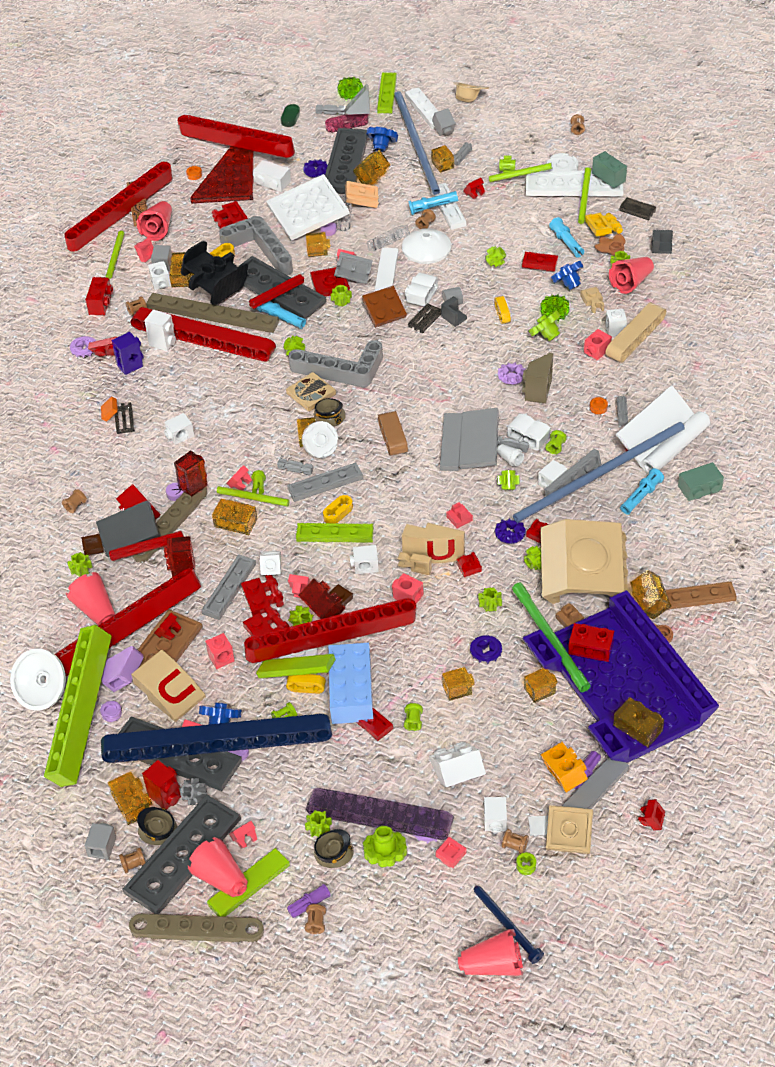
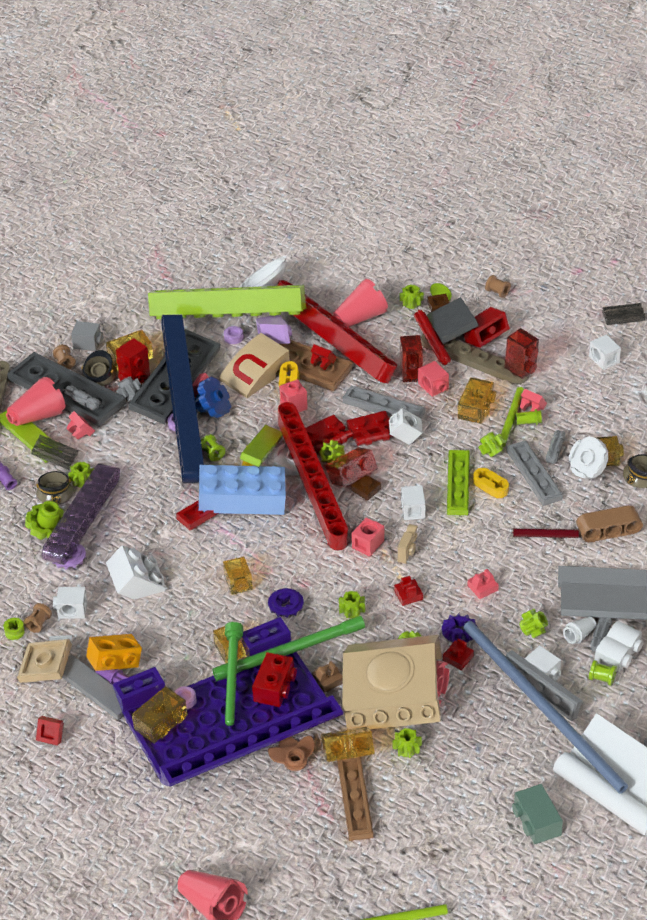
camera: 90 degrees right, 5 degrees down
(68, 548) = (438, 288): none -> lime sticker
(109, 409) = (632, 299): orange tile -> none
(191, 657) = (284, 369): none -> yellow beam
(204, 546) = (433, 378): none -> coral brick
(209, 828) = (82, 397): none -> light grey axle
(279, 862) = (53, 455): none -> clear smoke tile
(295, 505) = (491, 444): none -> lime gear
(298, 583) = (380, 451): coral tile -> none
(398, 475) = (546, 533): none -> dark red bar
(413, 716) = (199, 542): lime bush -> none
(434, 541) = (426, 547): tan slope -> none
(451, 852) = (30, 566): coral tile -> none
(549, 666) = (233, 632): none -> bright green piece
(609, 708) = (188, 694): none -> lavender tile
(640, 559) = (407, 742): none -> lime gear
(647, 485) = (530, 758): medium azure pin -> none

